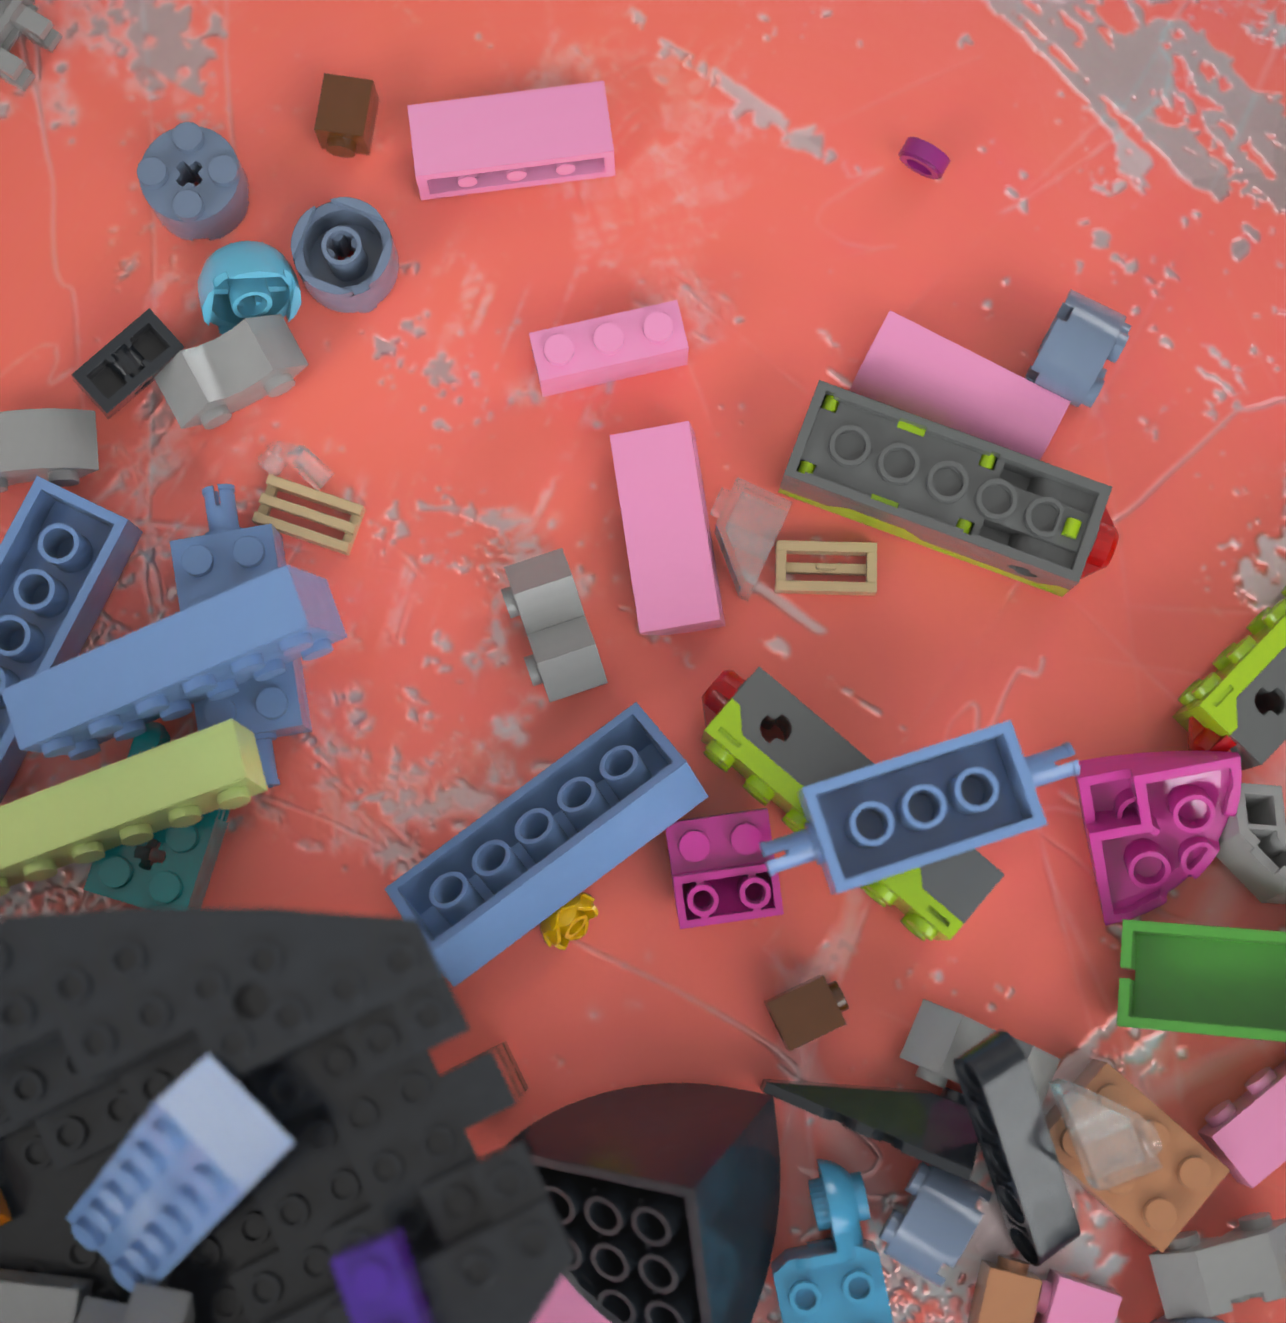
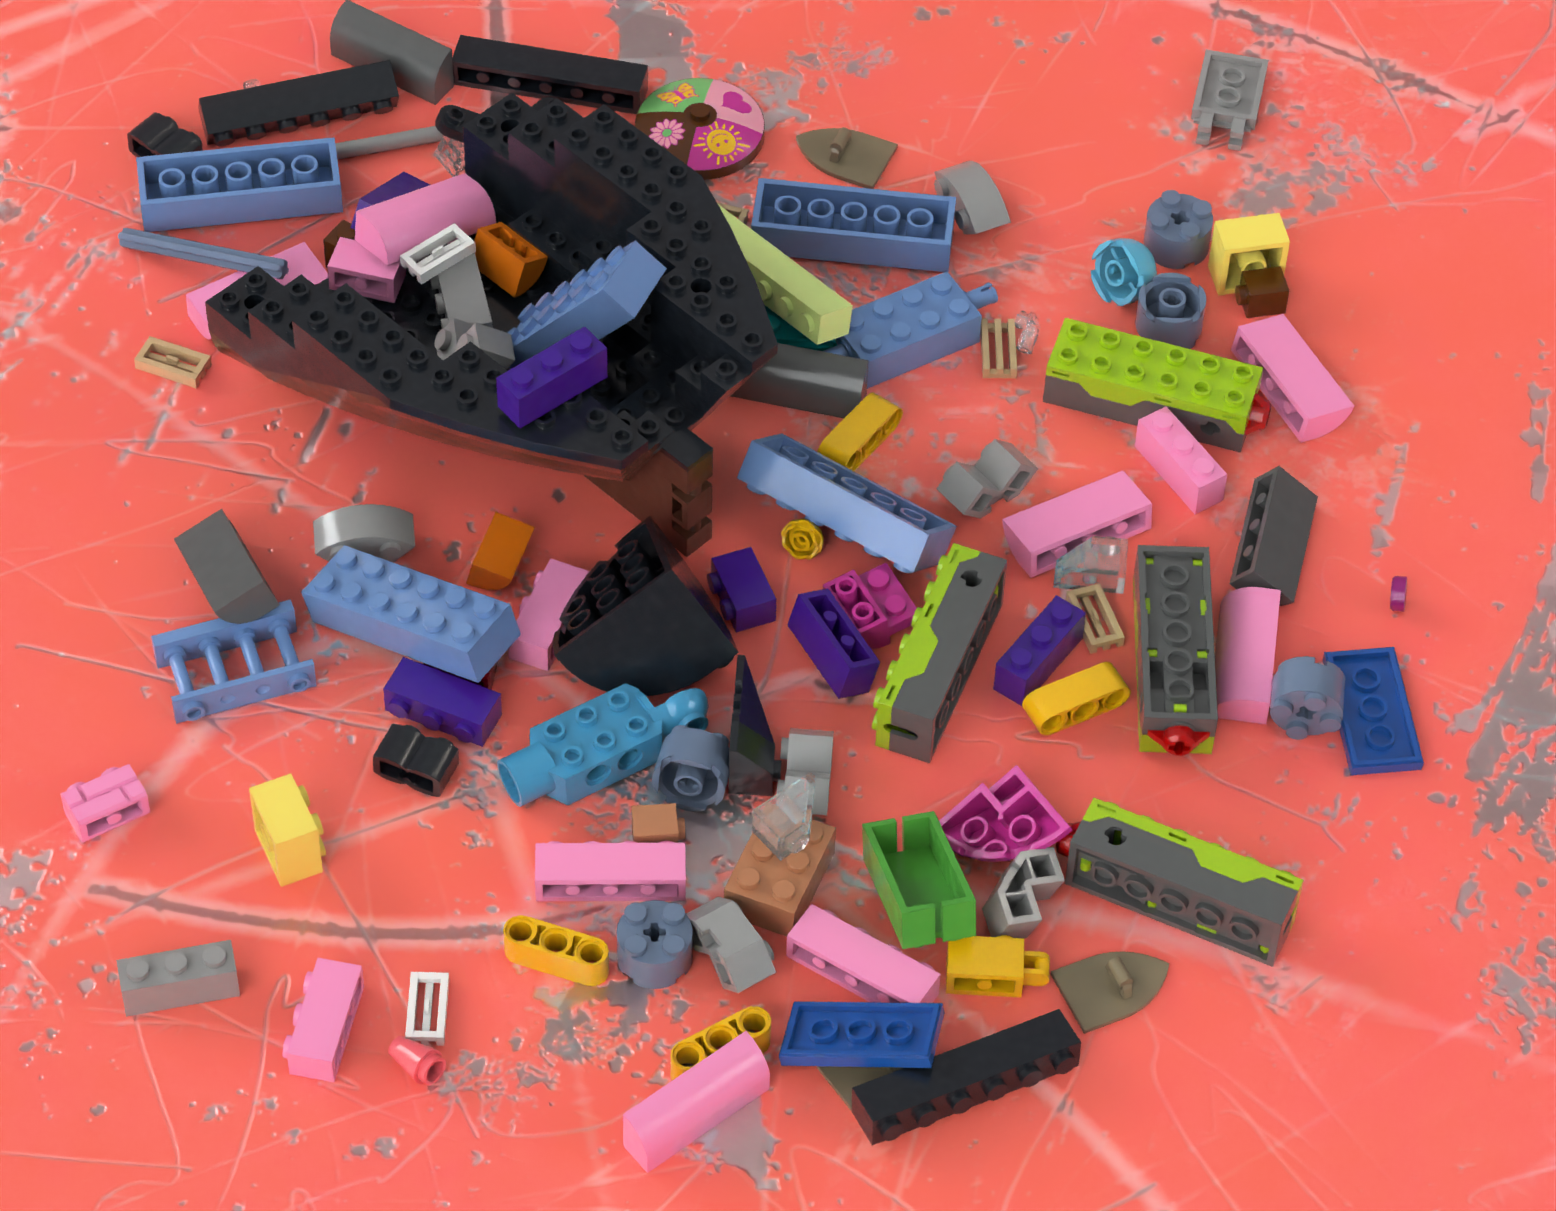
camera: 70 degrees right, 30 degrees down
(127, 363) = (1047, 228): black brick -> none
(175, 664) = (875, 275): medium blue brick -> none
(231, 371) = (1069, 280): light grey brick -> none
(281, 105) = (1246, 246): none -> light yellow brick
(282, 823) = (809, 381): none -> dark grey brick
(405, 771) = (861, 431): none -> yellow beam
(471, 329) = (1134, 376): none -> lime piece
(630, 1038) = (742, 589): none -> dark purple brick
(778, 946) = (833, 643): none -> dark purple brick
(781, 280) = (1274, 534): none -> dark grey brick
(807, 1011) = (797, 675): reddish brown brick -> none
(872, 666) = (1039, 650): none -> dark purple brick
(920, 807) = (954, 646): medium blue brick -> none
(961, 647) = (1076, 698): none -> yellow beam
(1017, 1146) = (759, 782): beam -> none
(1047, 254) = (1376, 713): none -> blue tile

